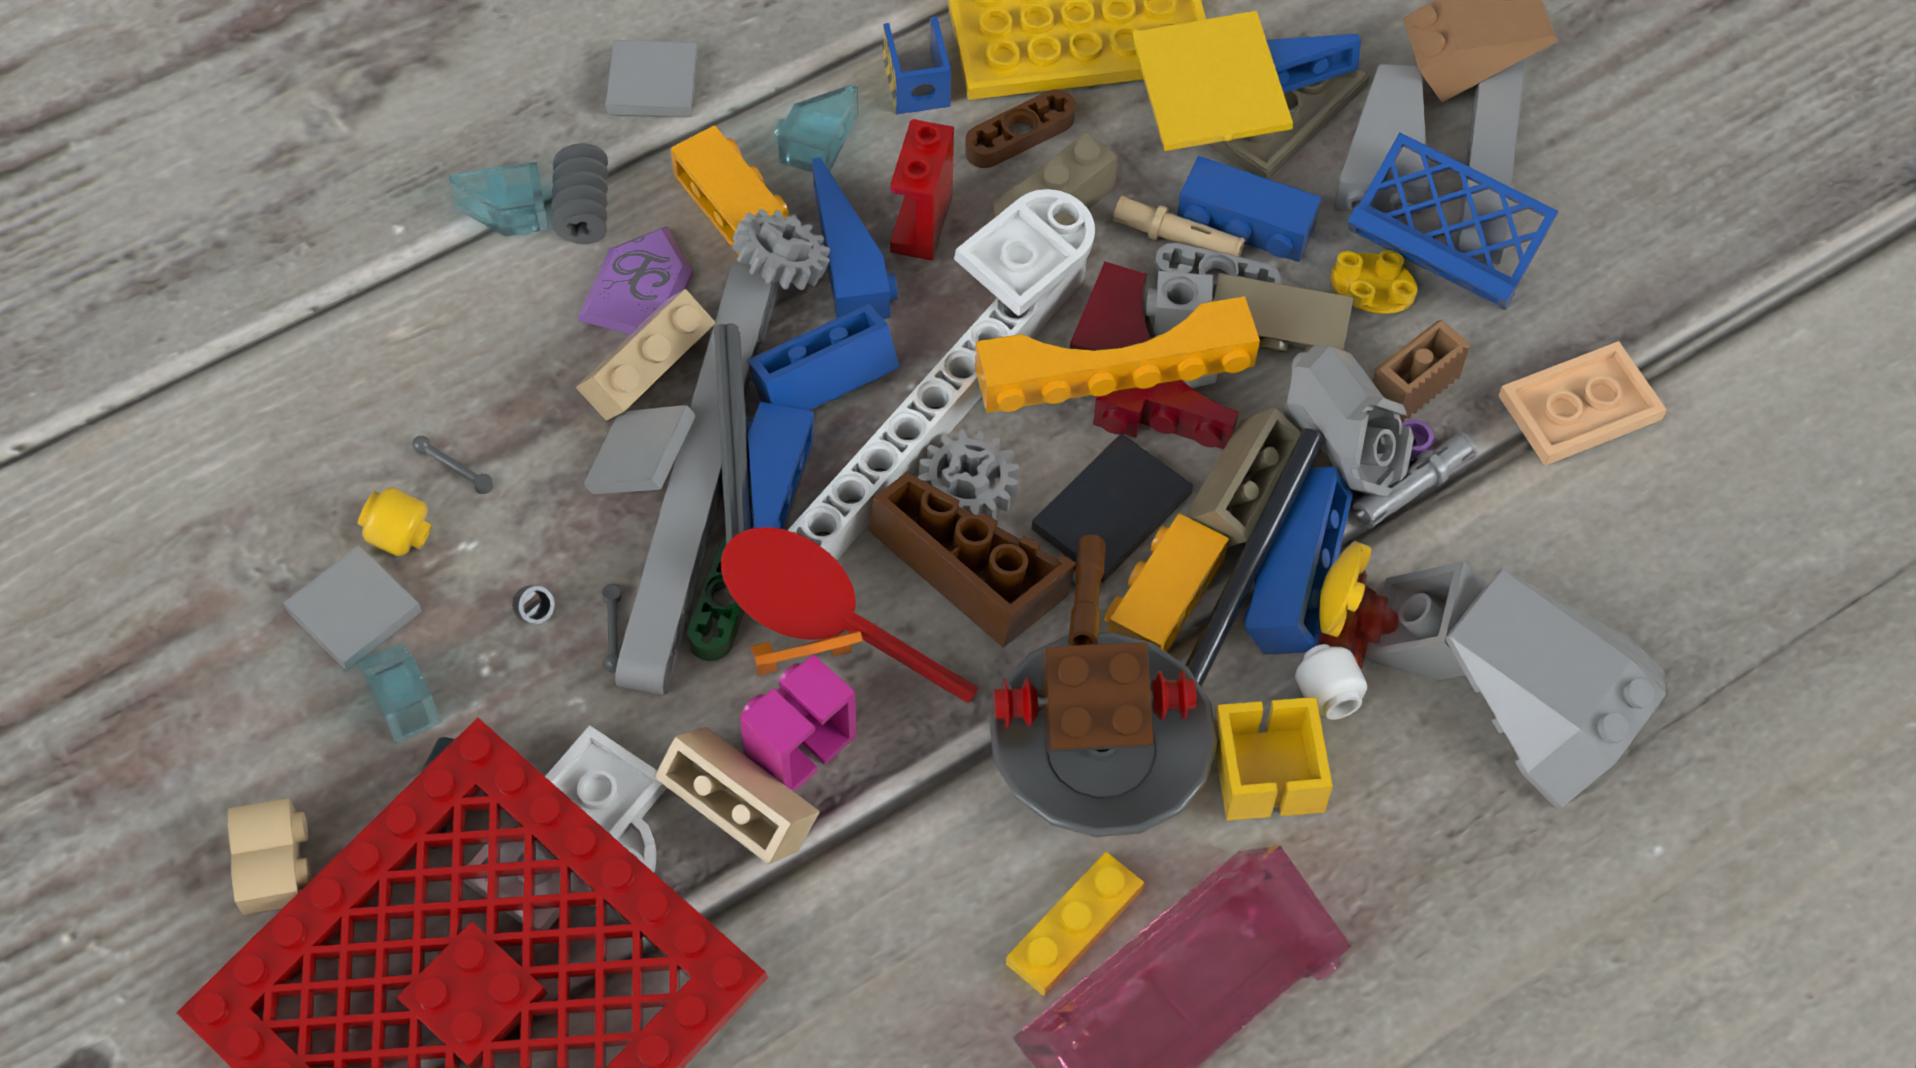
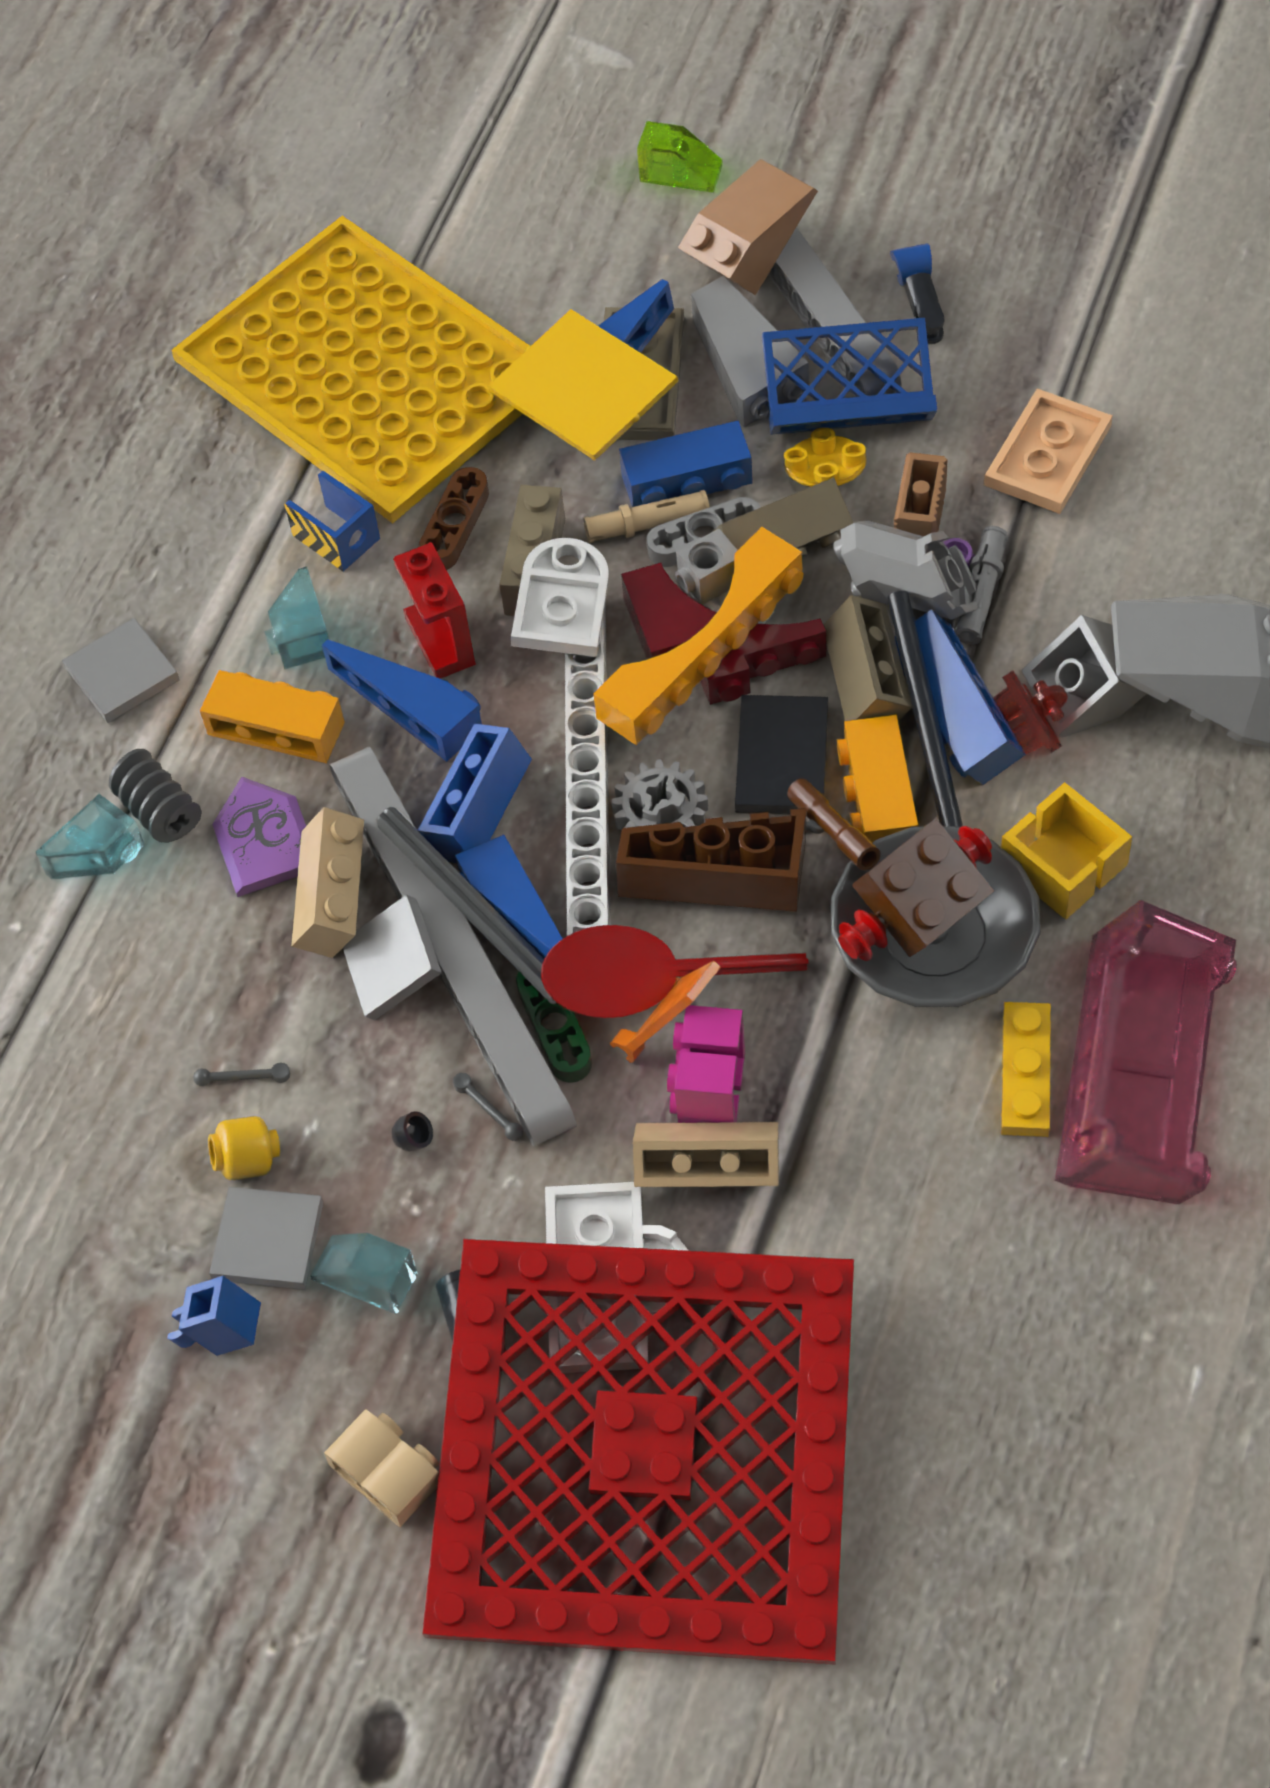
camera: 30 degrees left, 0 degrees up
(252, 641) = (216, 1317): none -> blue brick
(780, 249) = (367, 728): light grey gear -> none
(1333, 679) = (1052, 764): white head -> none
(1341, 588) = (1016, 691): yellow dish -> none
(1599, 173) = (915, 272): none -> piece

